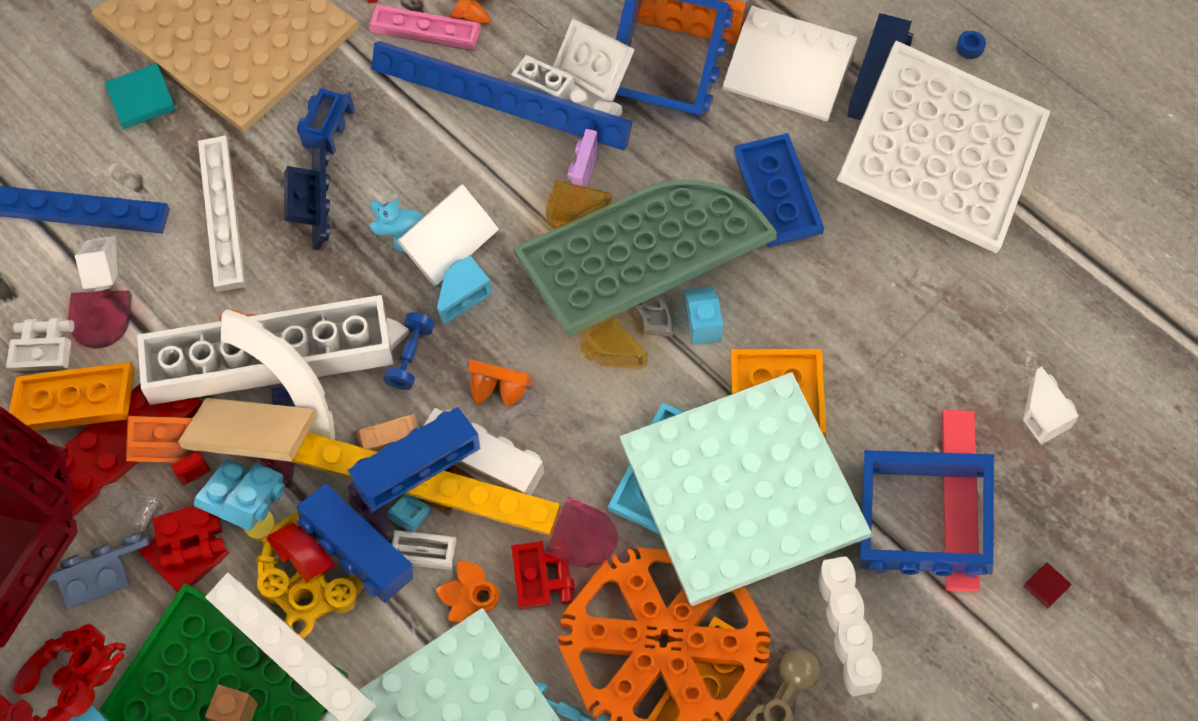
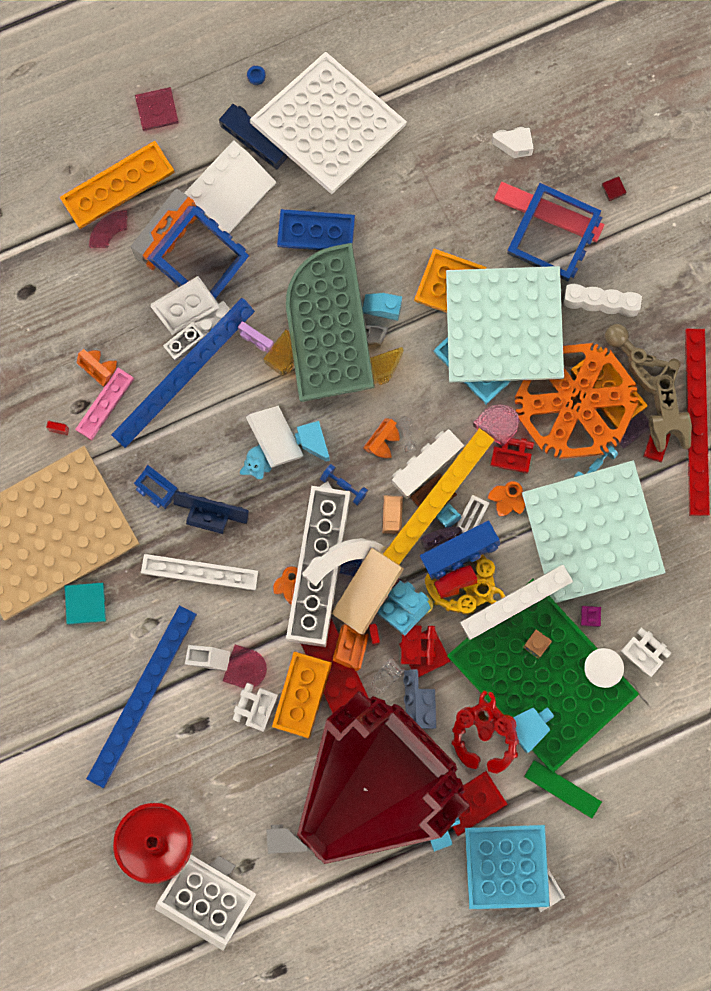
camera: 70 degrees left, 15 degrees up
(414, 458) = (426, 498): blue brick -> none

